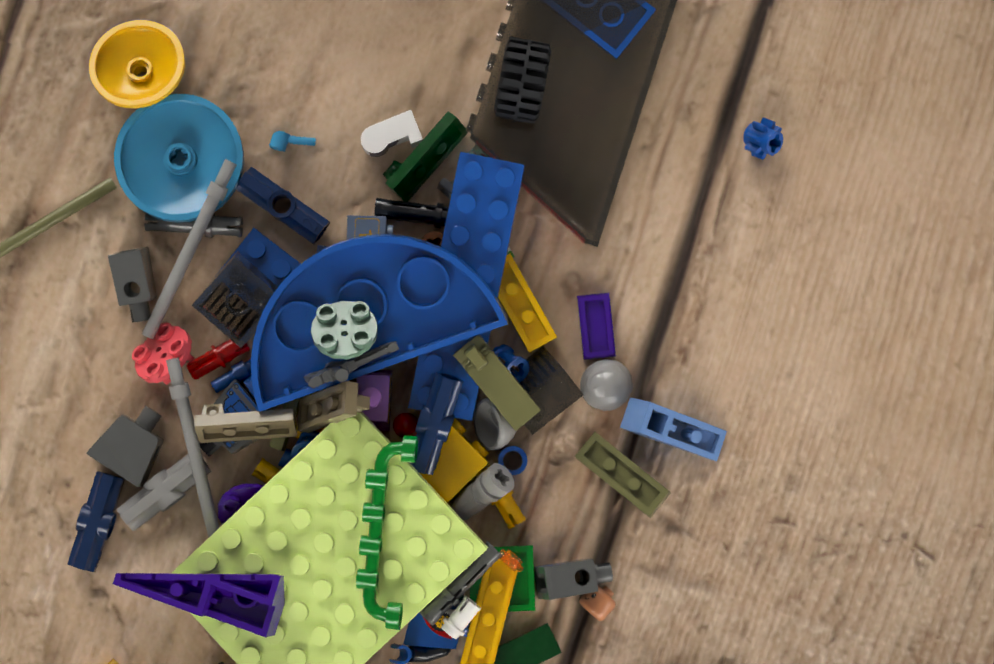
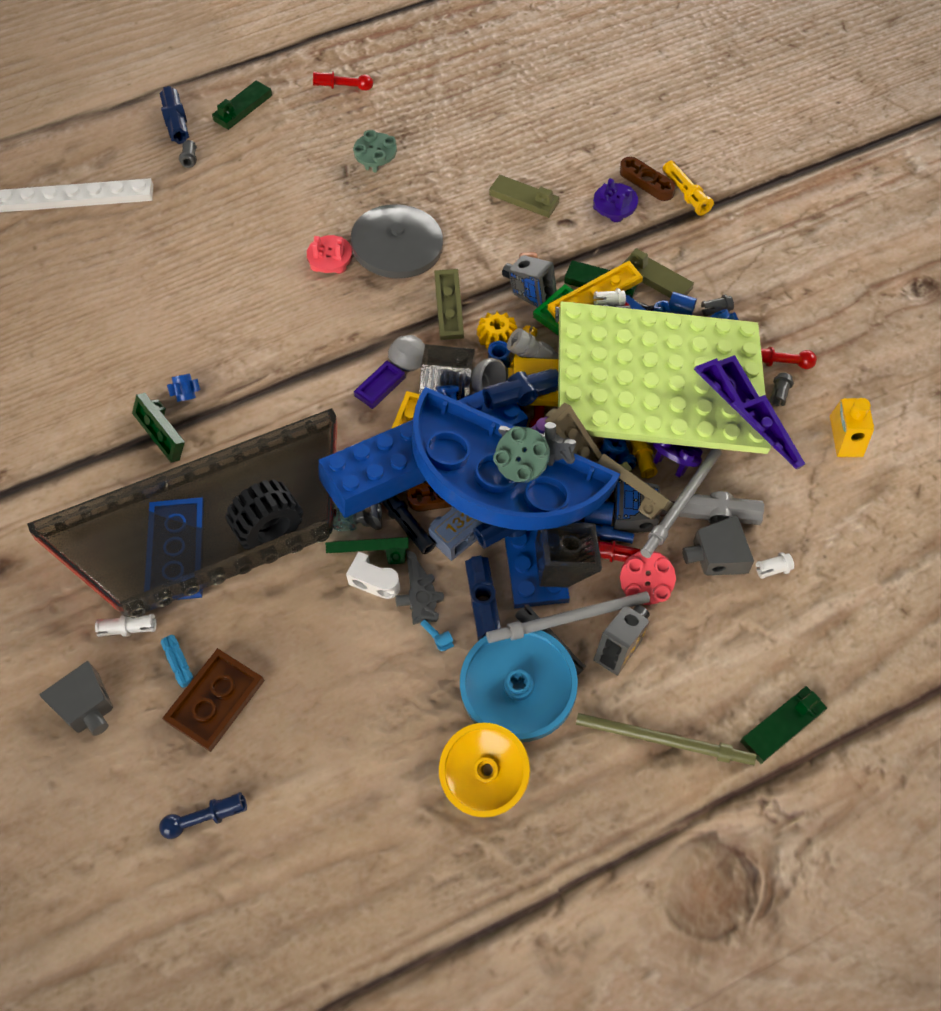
camera: 135 degrees left, 25 degrees down
(72, 477) = (775, 565): none -> white pin
(96, 521) = (783, 527): dark blue piece -> none
(340, 164) = (422, 594): none -> dark grey piece
(372, 544) = (607, 358): green bar -> none
(497, 382) = (465, 375): olive hinge -> none
(511, 560) = (552, 301): clear orange piece -> none
(544, 477) = (495, 328): none -> yellow gear
(673, 428) = (400, 305): medium blue slope -> none
(760, 505) = (396, 241): none -> dark grey dish
(766, 84) = (151, 417): none -> dark green hinge
(822, 413) = (338, 256): none -> coral plate
(914, 611) = (375, 149): none -> sand green plate

